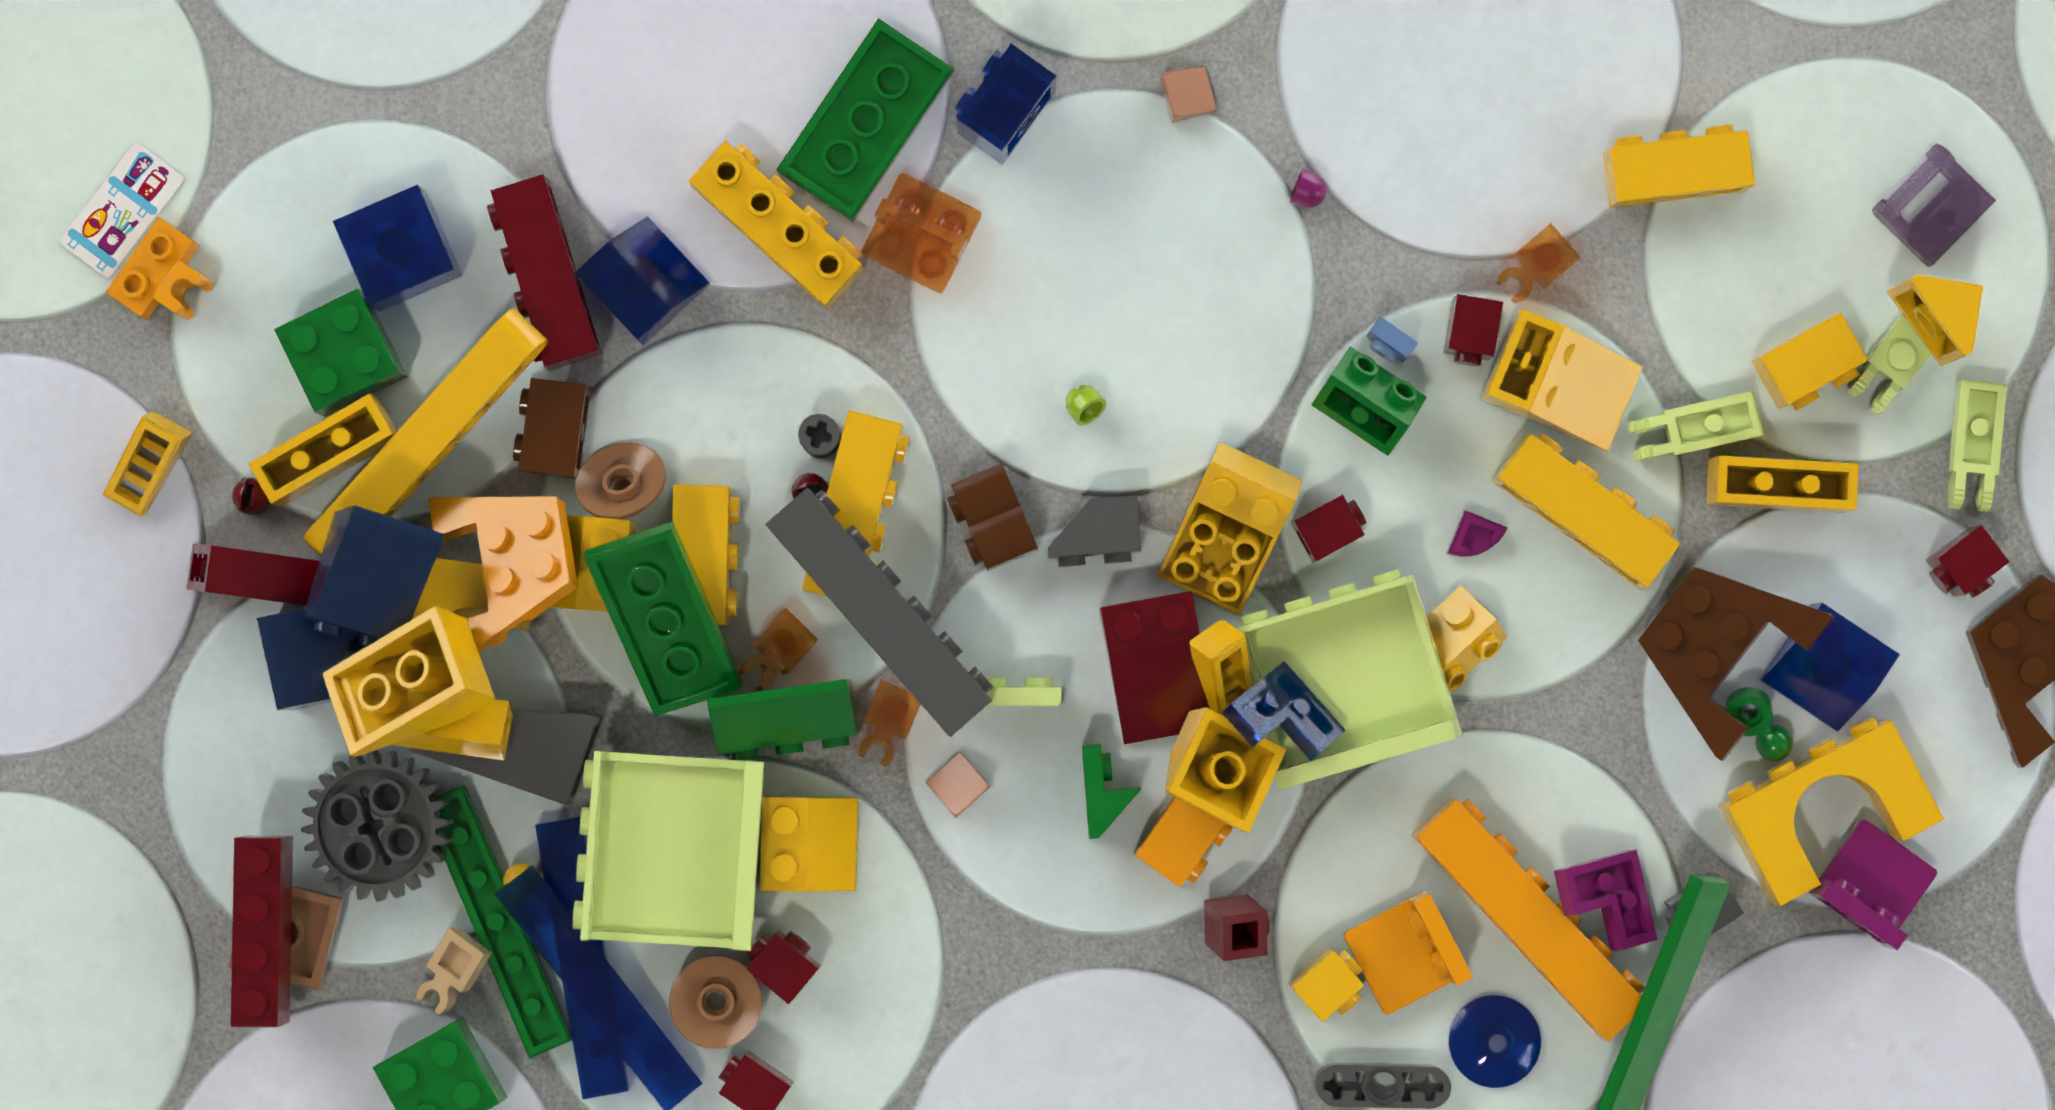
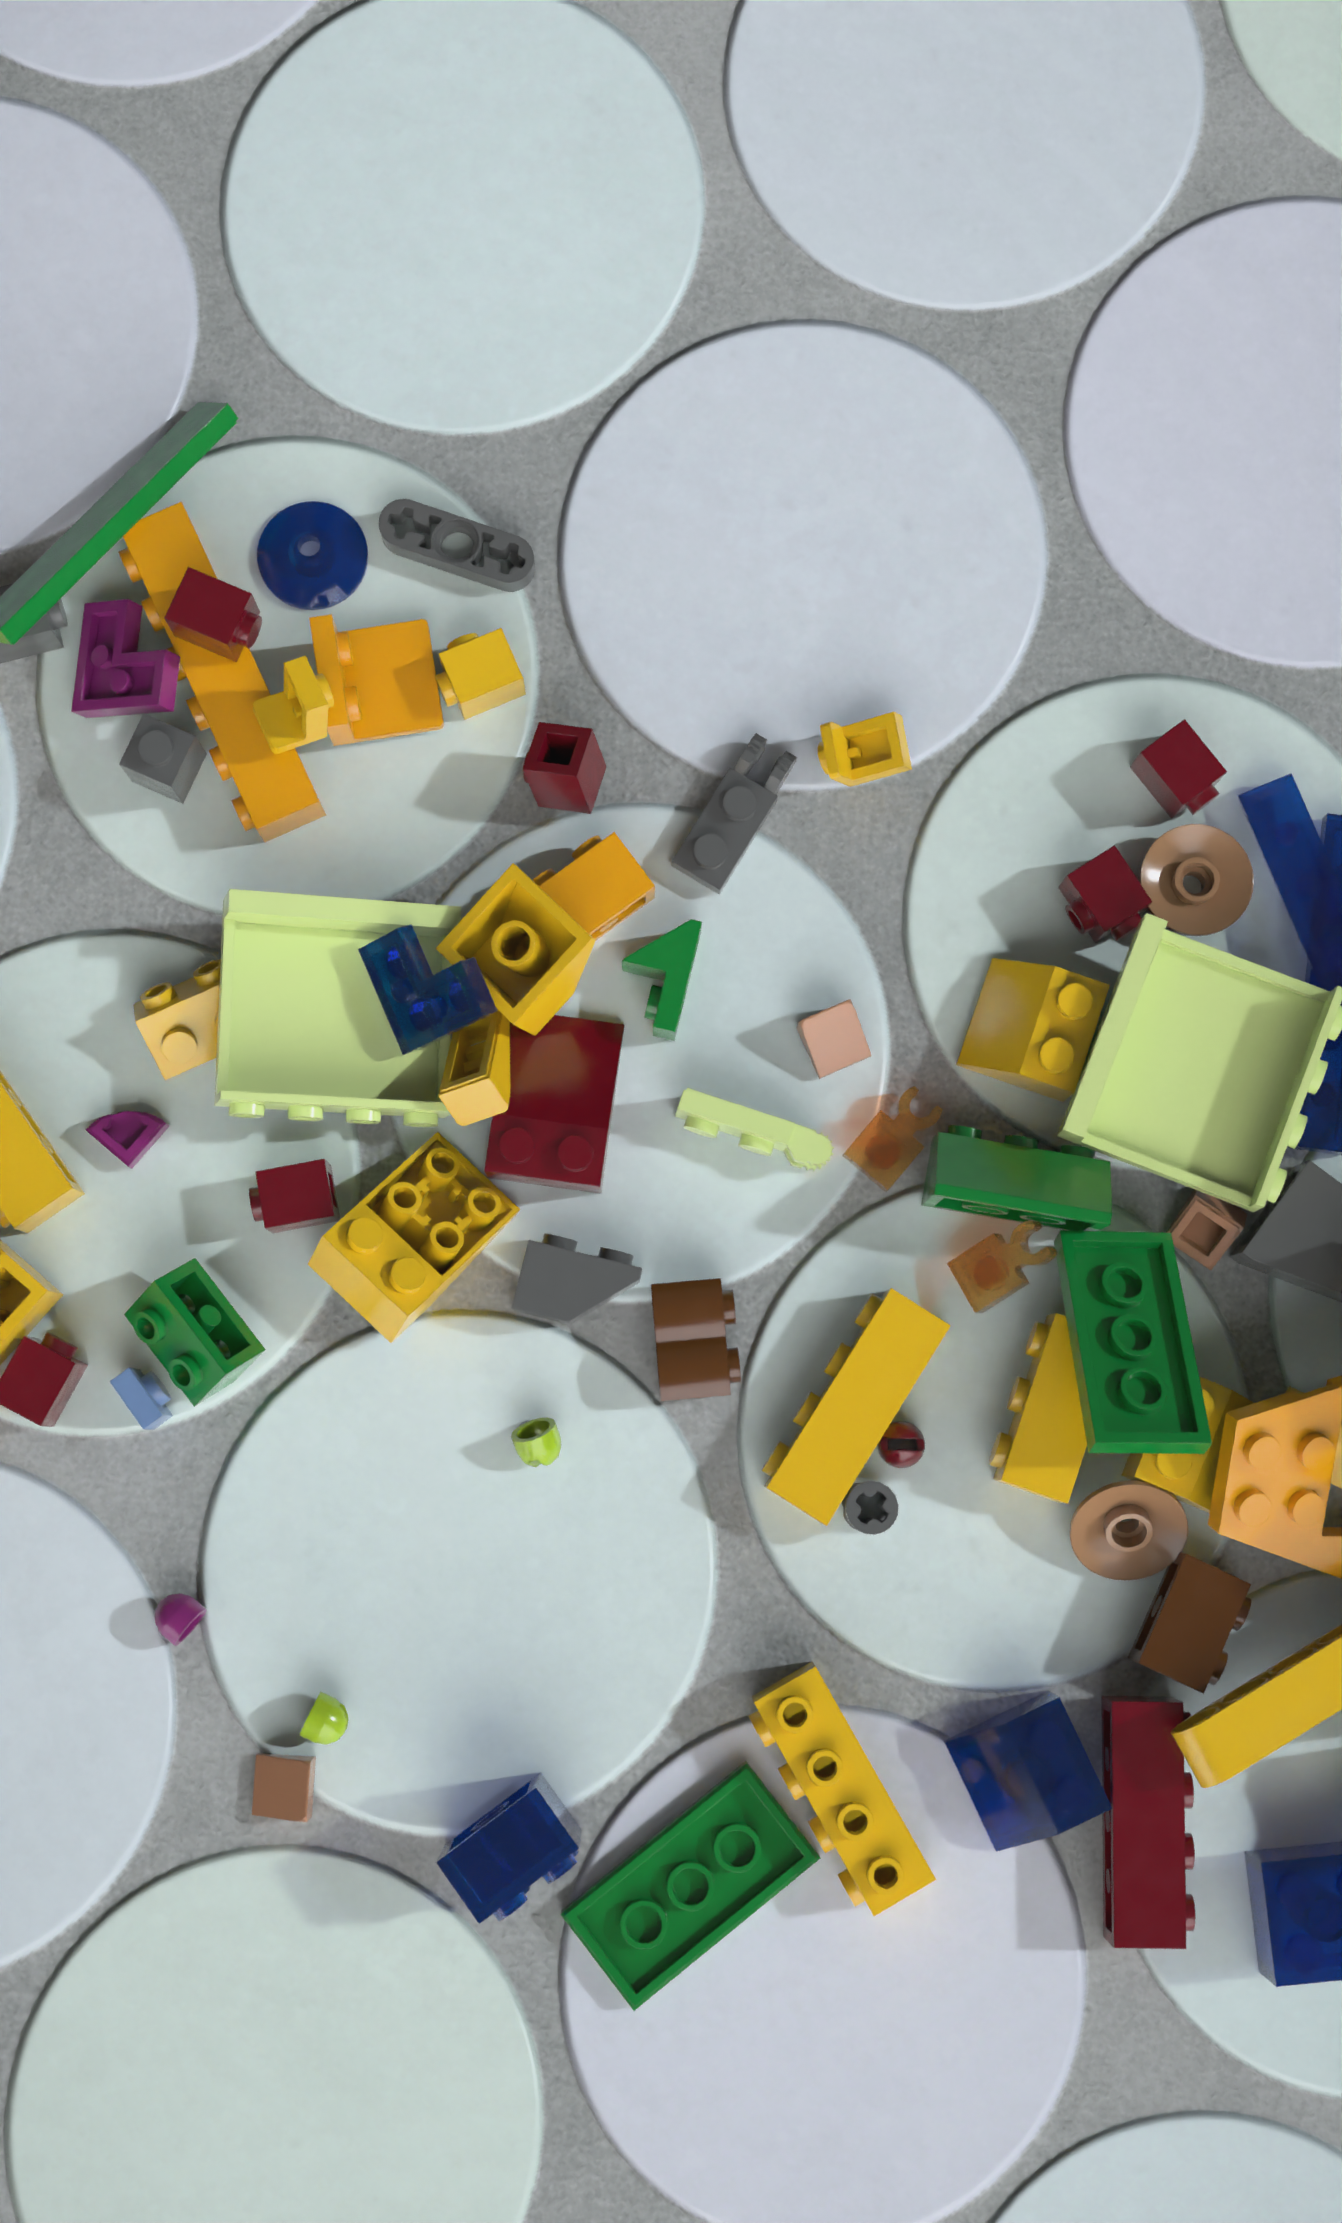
camera: 165 degrees left, 5 degrees down
(627, 730) = (1206, 1227): none -> nougat slope
(879, 611) = (867, 1266): dark grey brick -> none
(921, 233) = (667, 1719): clear orange bracket -> none
(1007, 1021) = (864, 749): none -> yellow bracket
(1093, 933) = (731, 819): none -> dark grey hinge
(1173, 150) = (325, 1721): none -> lime hinge
(1457, 897) = (299, 711): none -> yellow bracket
(1546, 953) = (214, 615): none -> dark red brick
(1550, 833) = (163, 758): none -> dark grey brick

